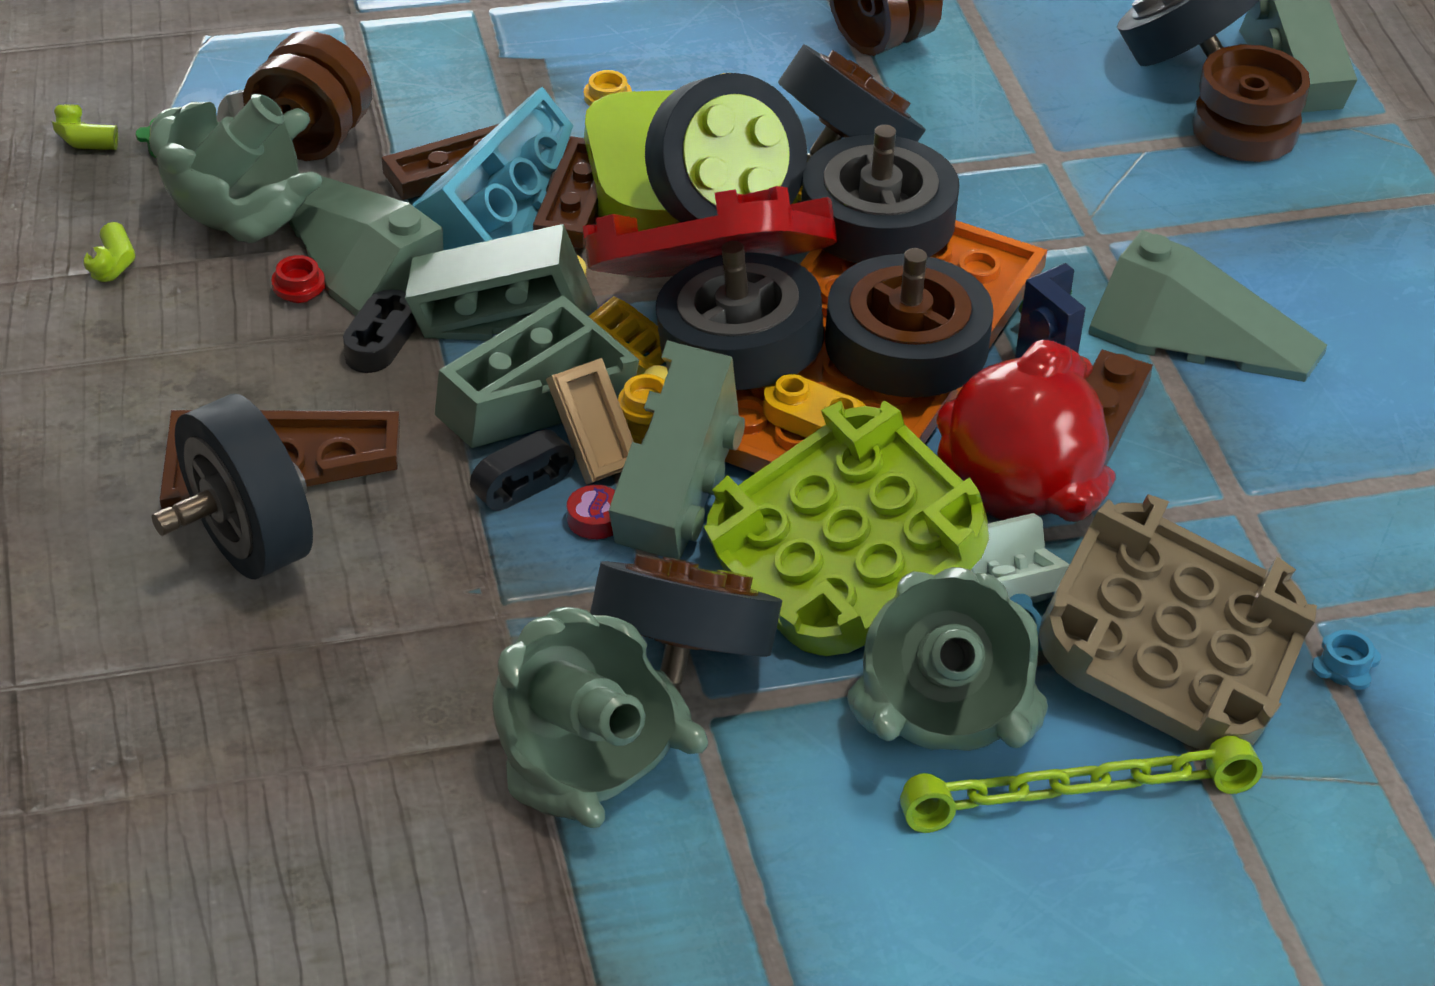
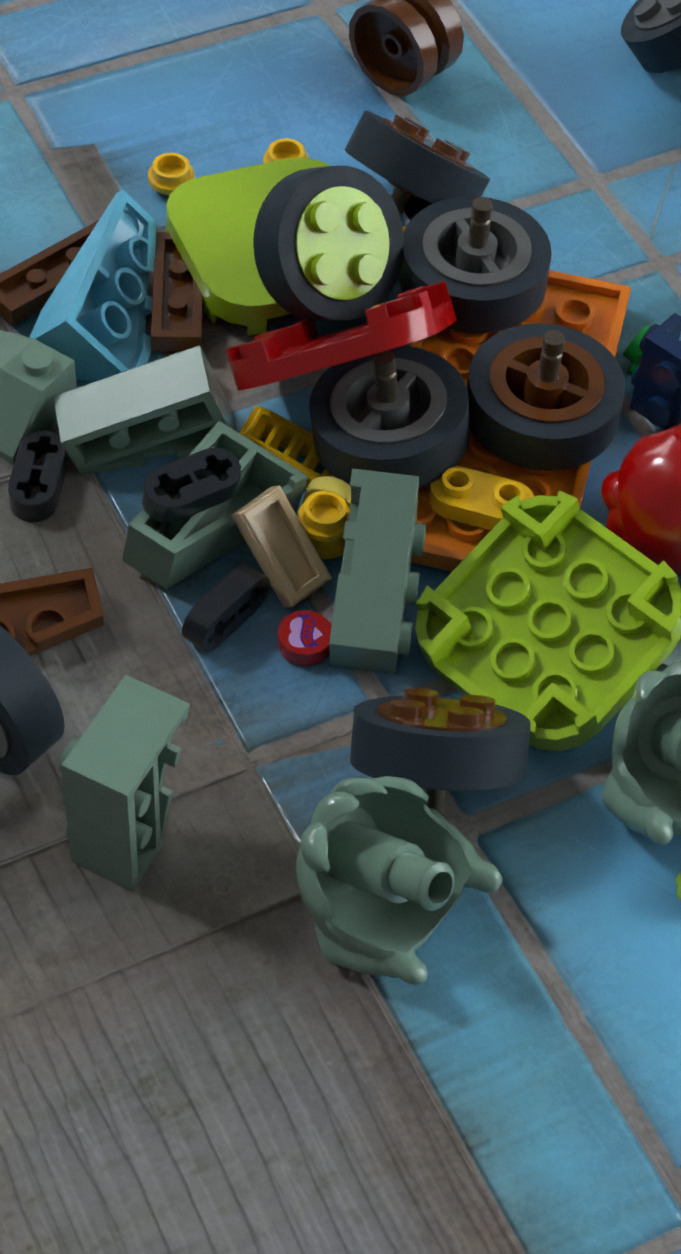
camera: 15 degrees left, 10 degrees up
(341, 585) = (117, 779): none -> sand green wedge
(512, 343) = (189, 481): none -> black beam

